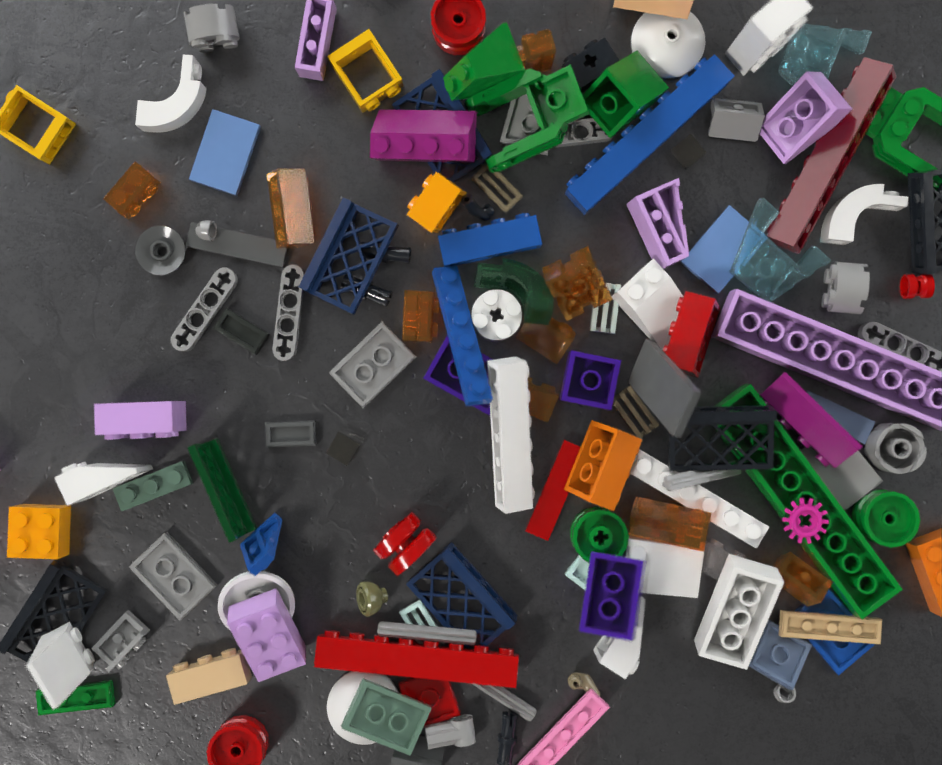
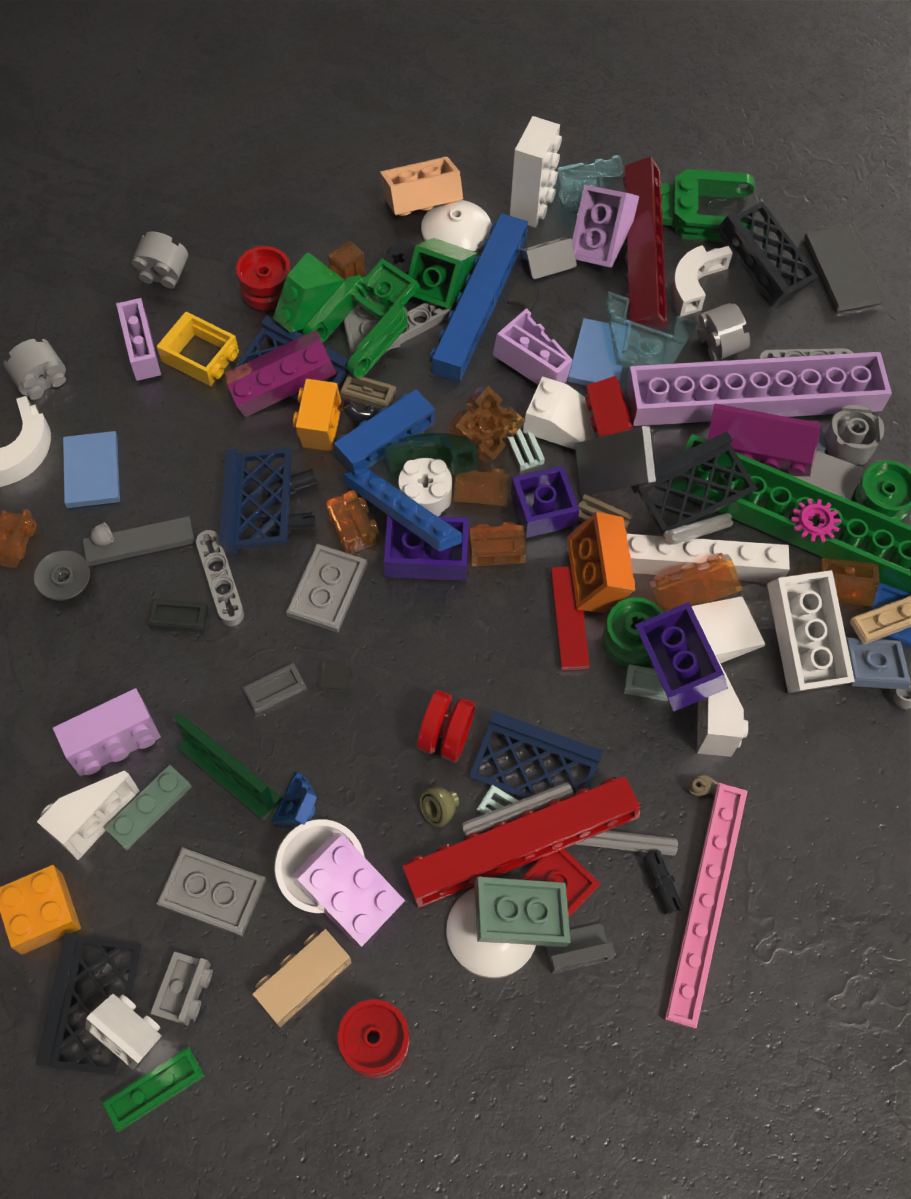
camera: 25 degrees left, 25 degrees down
(200, 306) = (126, 611): light grey beam -> none
(291, 208) = (179, 482): clear orange brick -> none
(456, 732) = (605, 901): light grey piece -> none
(511, 434) = (498, 574): white brick -> none
(917, 286) = (783, 309): red wheel -> none

